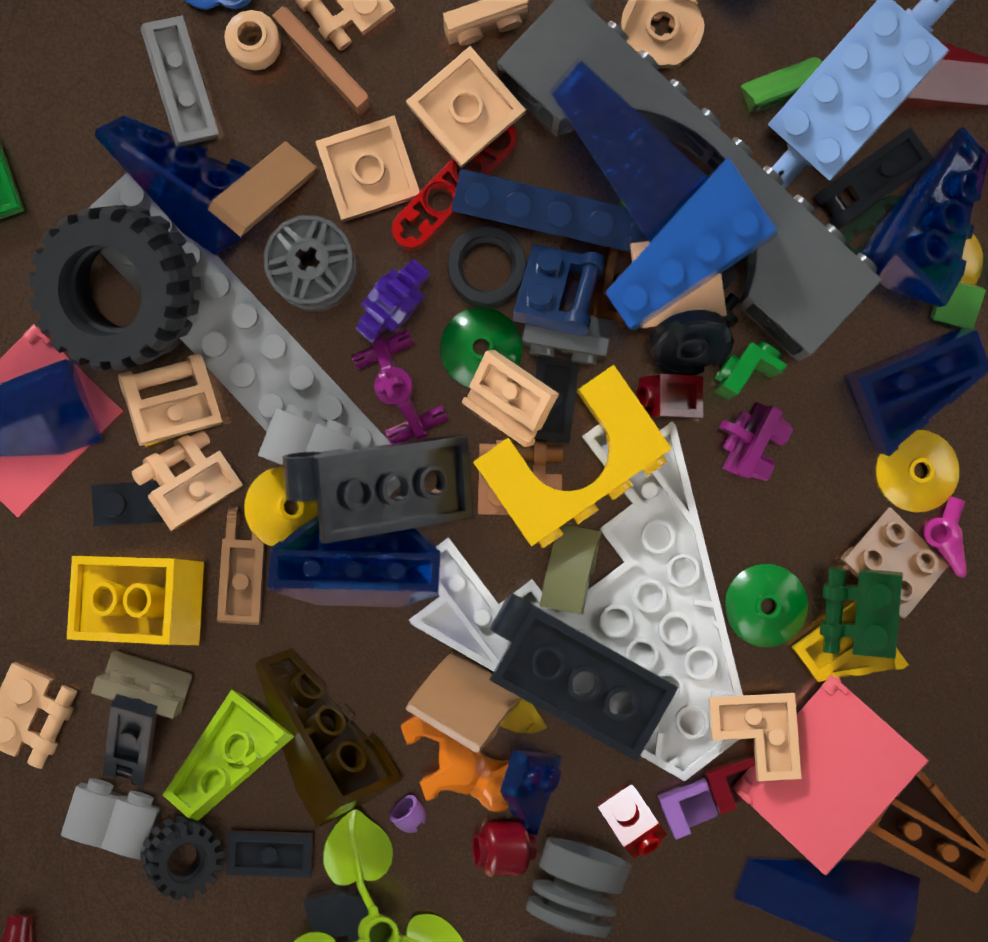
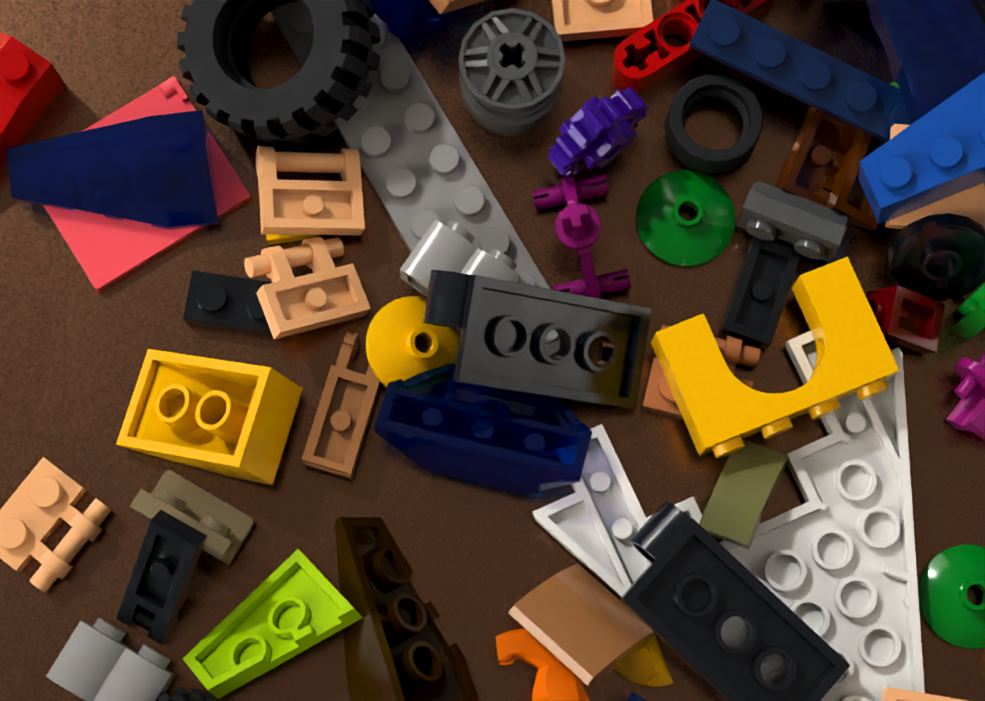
camera: 15 degrees right, 10 degrees down
(510, 398) = (711, 275): light nougat plate -> none
(545, 286) = (781, 153): dark blue plate -> none

